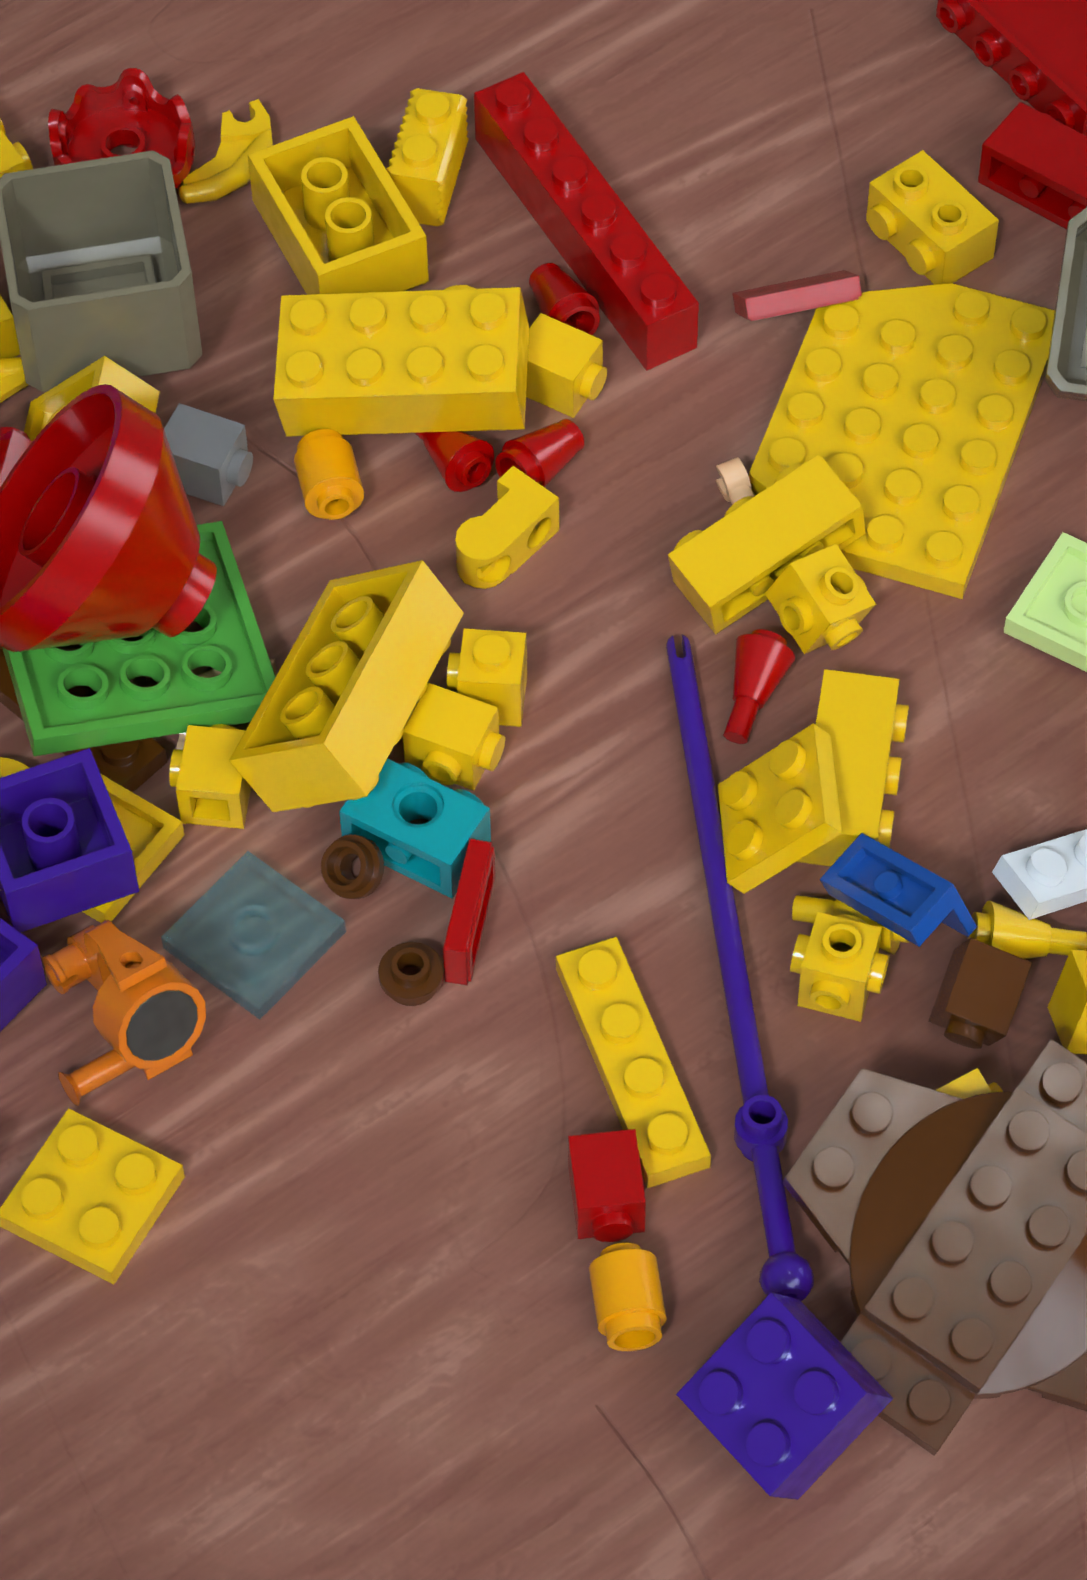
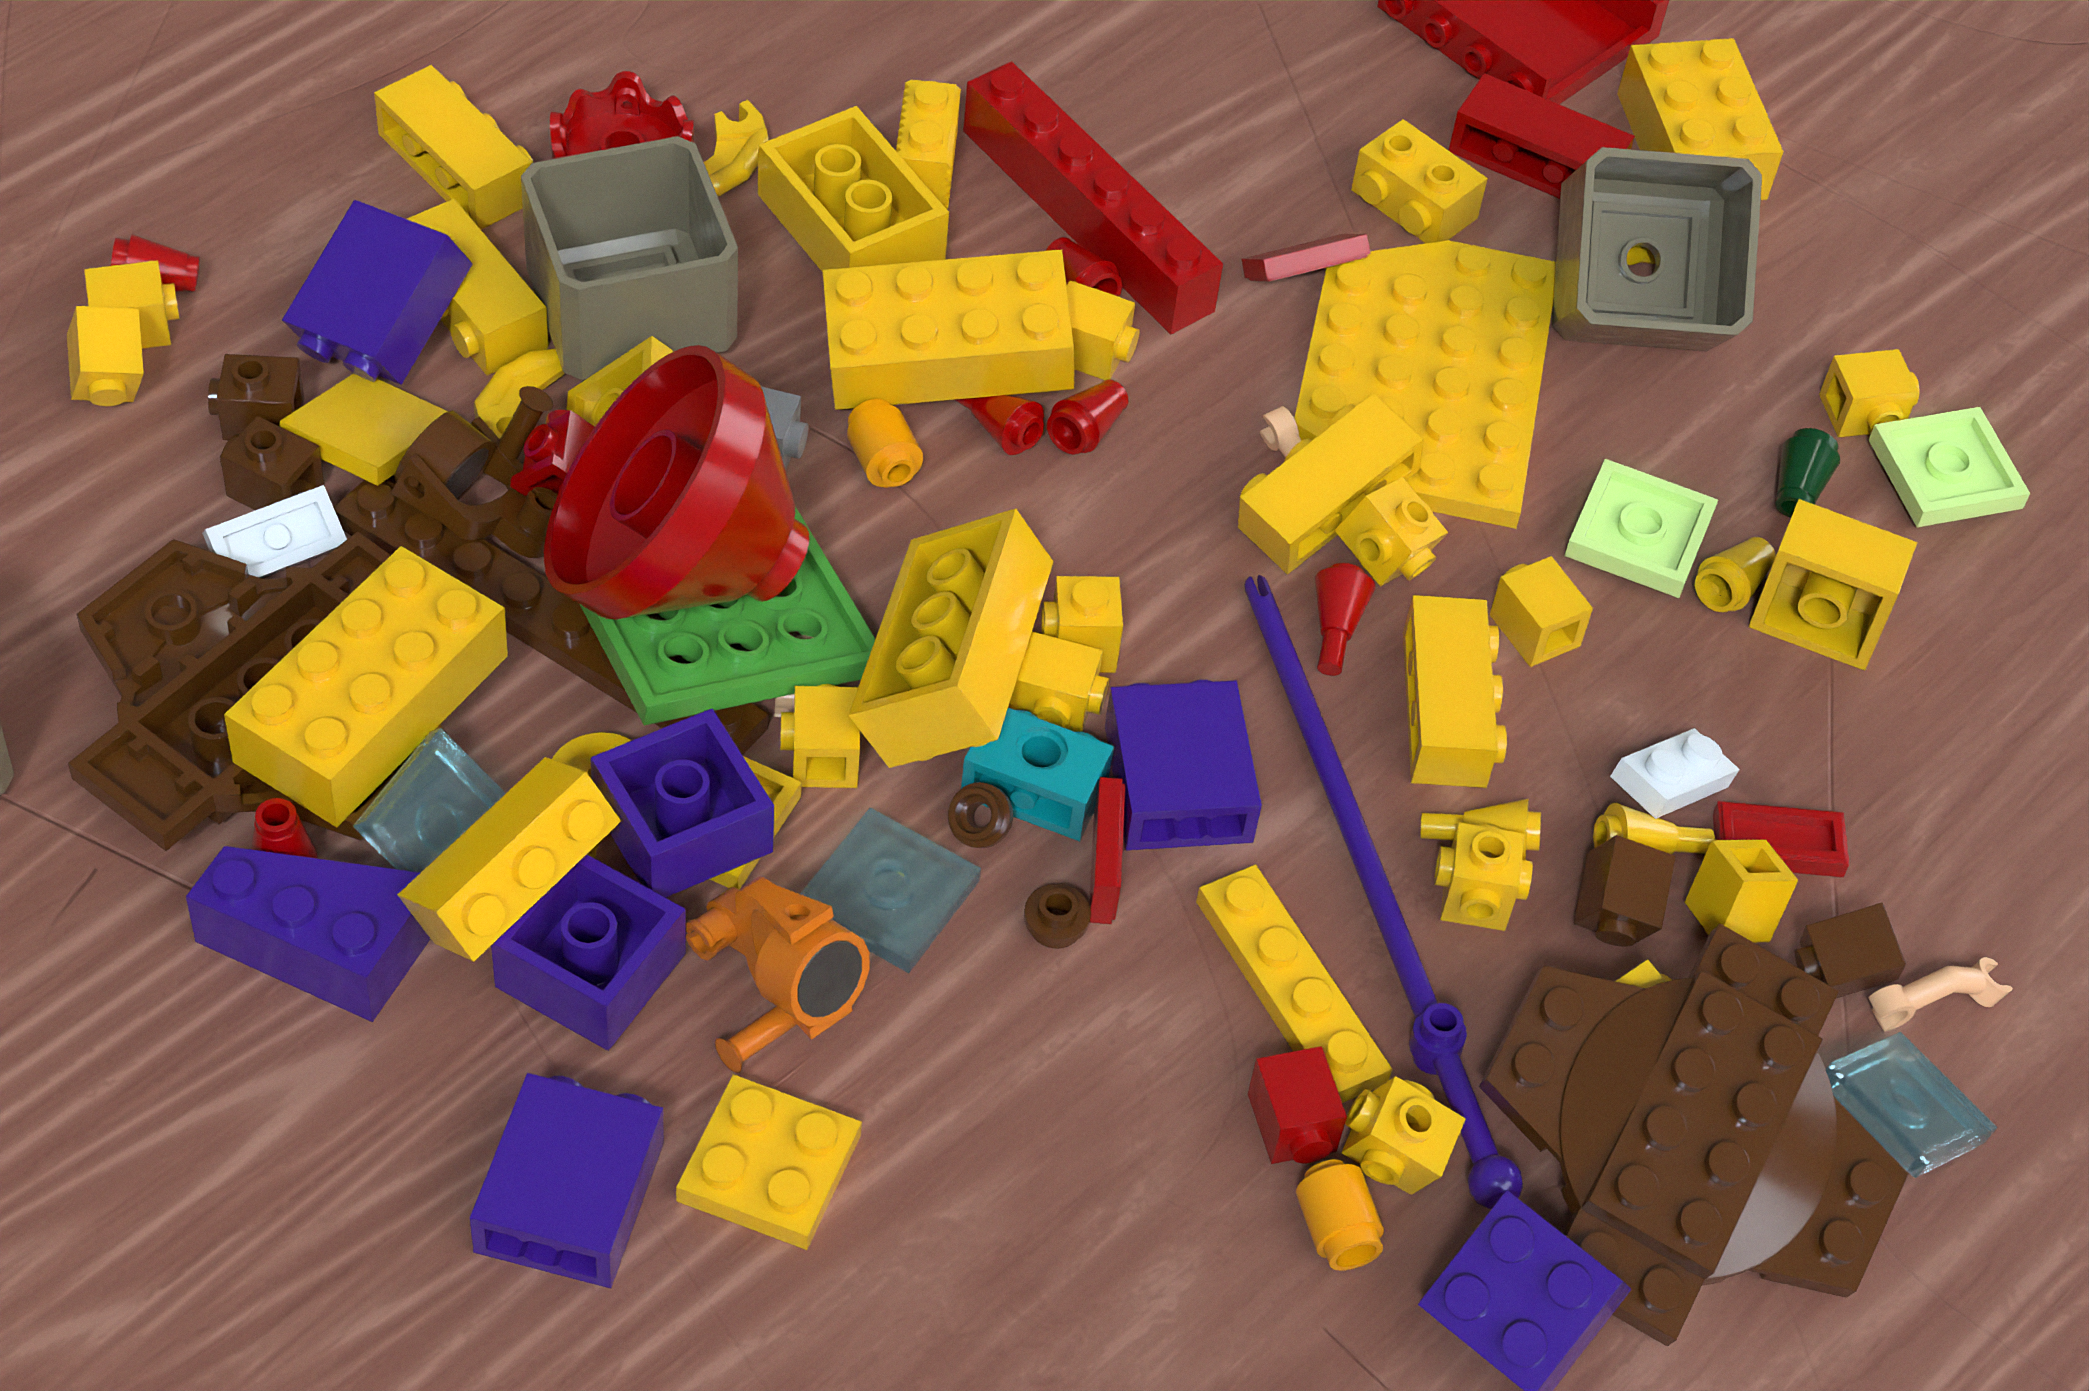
camera: 15 degrees left, 5 degrees down
(508, 533) = (1073, 488): yellow leg -> none
(560, 829) = (1183, 764): none -> dark purple brick
(700, 1222) = (1401, 1134): none -> yellow brick
(779, 808) = (1397, 729): yellow plate -> none
(896, 891) = (1529, 798): blue panel -> none
(961, 691) = (1540, 610): none -> yellow brick

